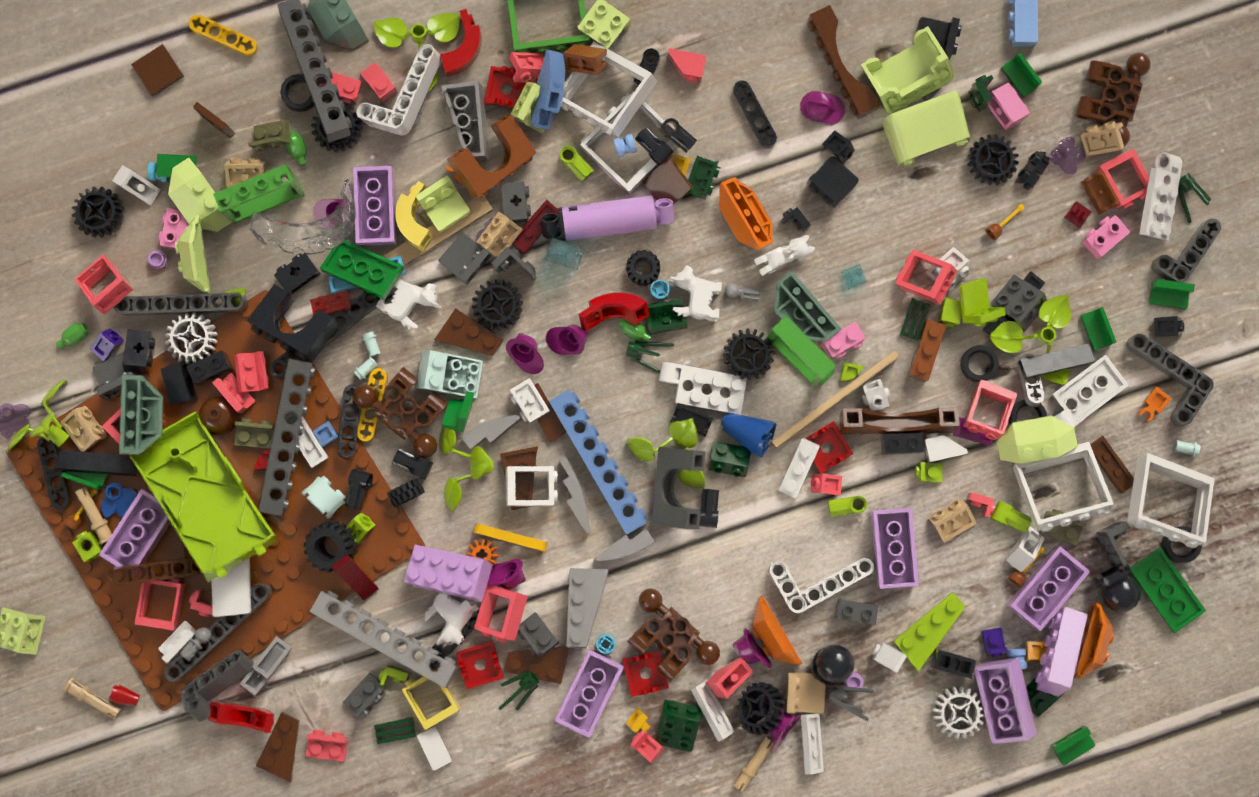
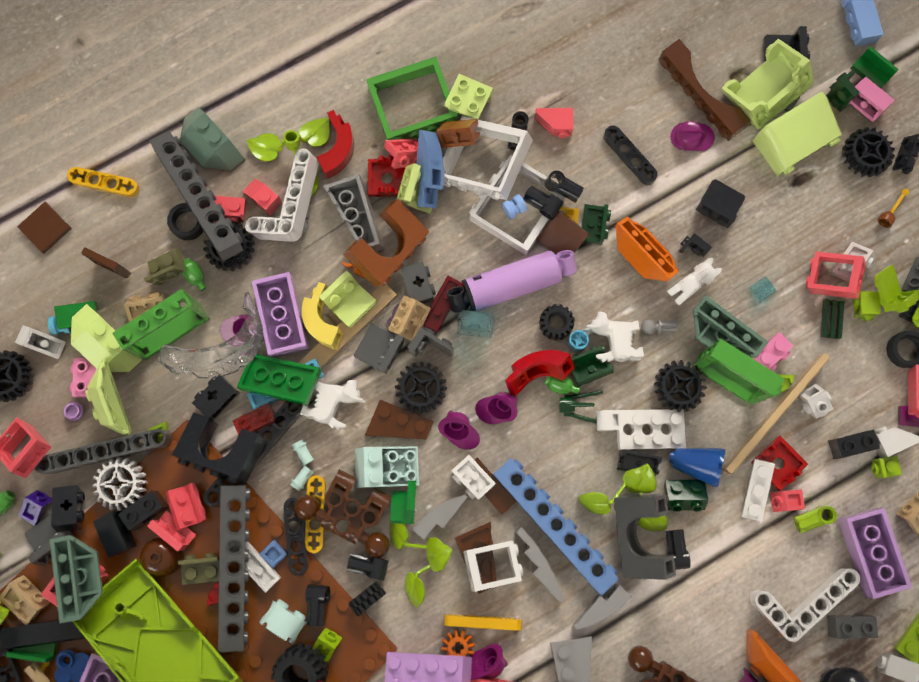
camera: 10 degrees left, 5 degrees down
(576, 164) = (470, 235): lime piece -> none
(839, 146) = (718, 168): black bracket -> none
(871, 422) = (875, 416): reddish brown arch -> none
(927, 350) = (854, 360): dark orange arch -> none

